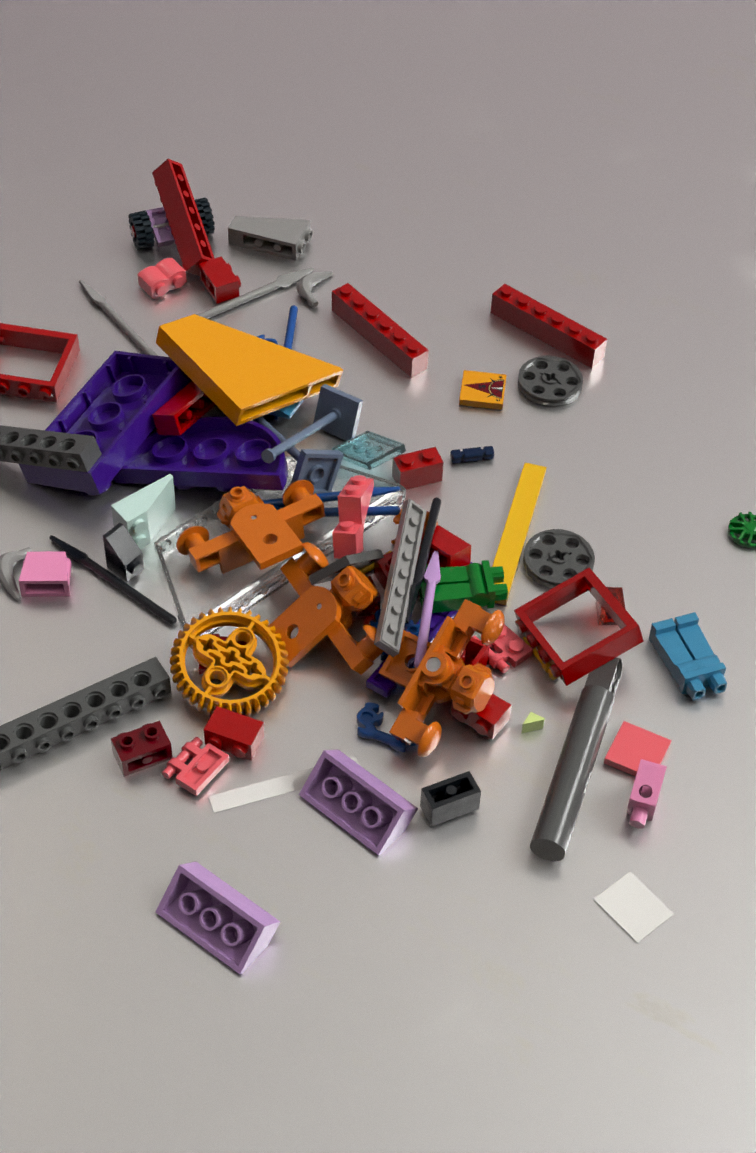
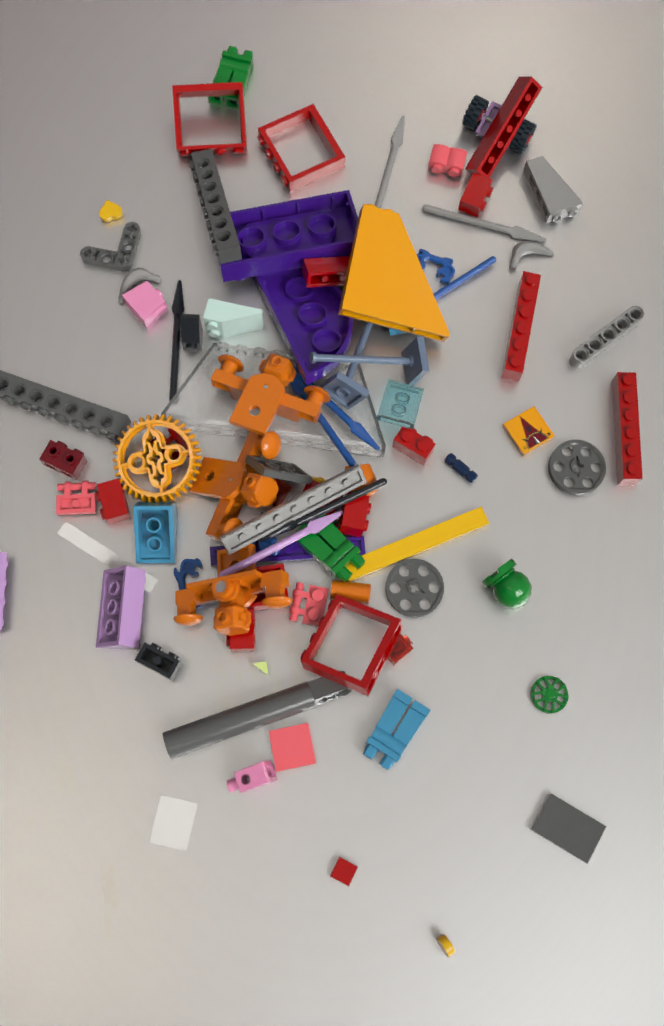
camera: 50 degrees right, 25 degrees up
(303, 718) = (155, 532): none -> dark azure slope
(353, 508) = (328, 436): coral arch -> none
(448, 287) = (610, 330): none -> light grey beam
(520, 598) = (355, 591): none -> orange brick
(624, 485) = (509, 586): none -> green tile

